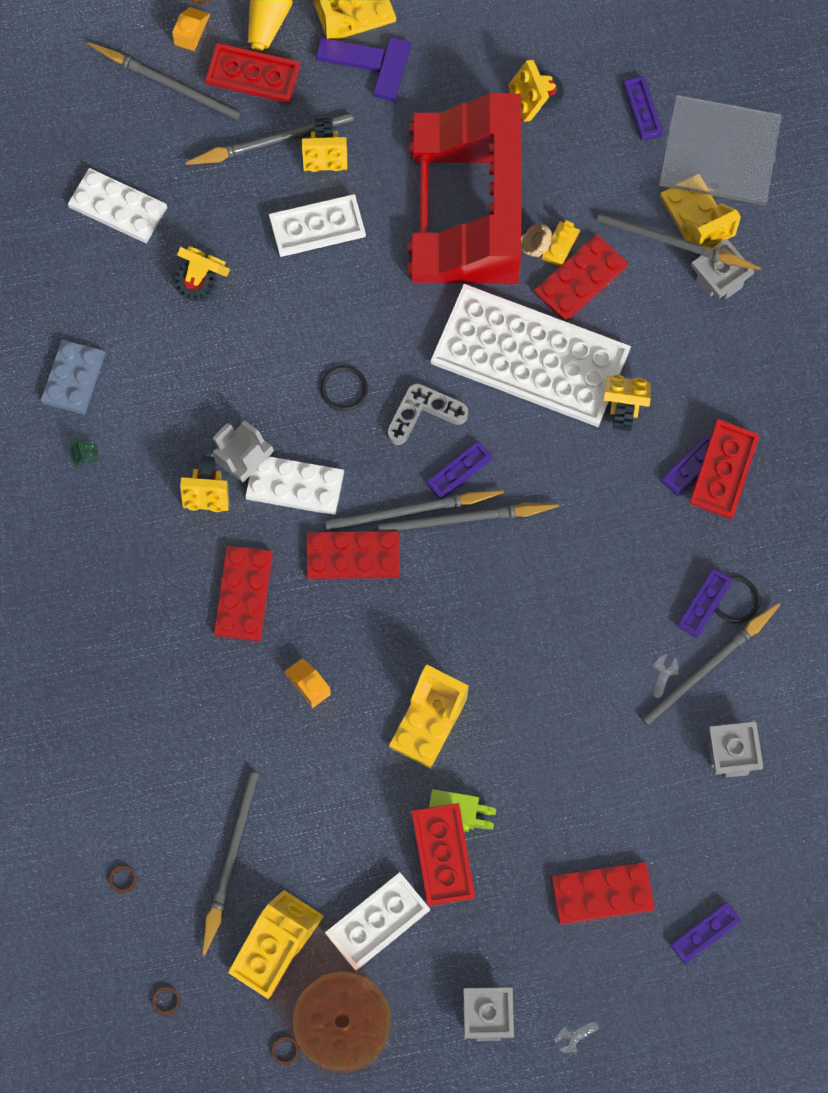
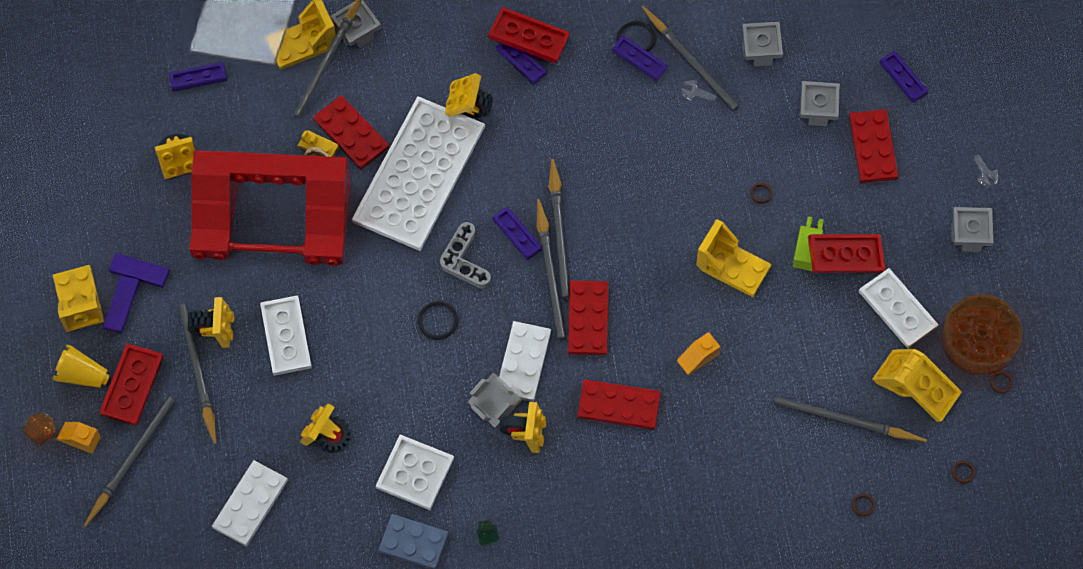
camera: 85 degrees left, 5 degrees down
(154, 372) = (415, 472): none -> white plate
(532, 744) = (764, 185): none -> reddish brown piece
(654, 821) = (819, 102): none -> light grey panel

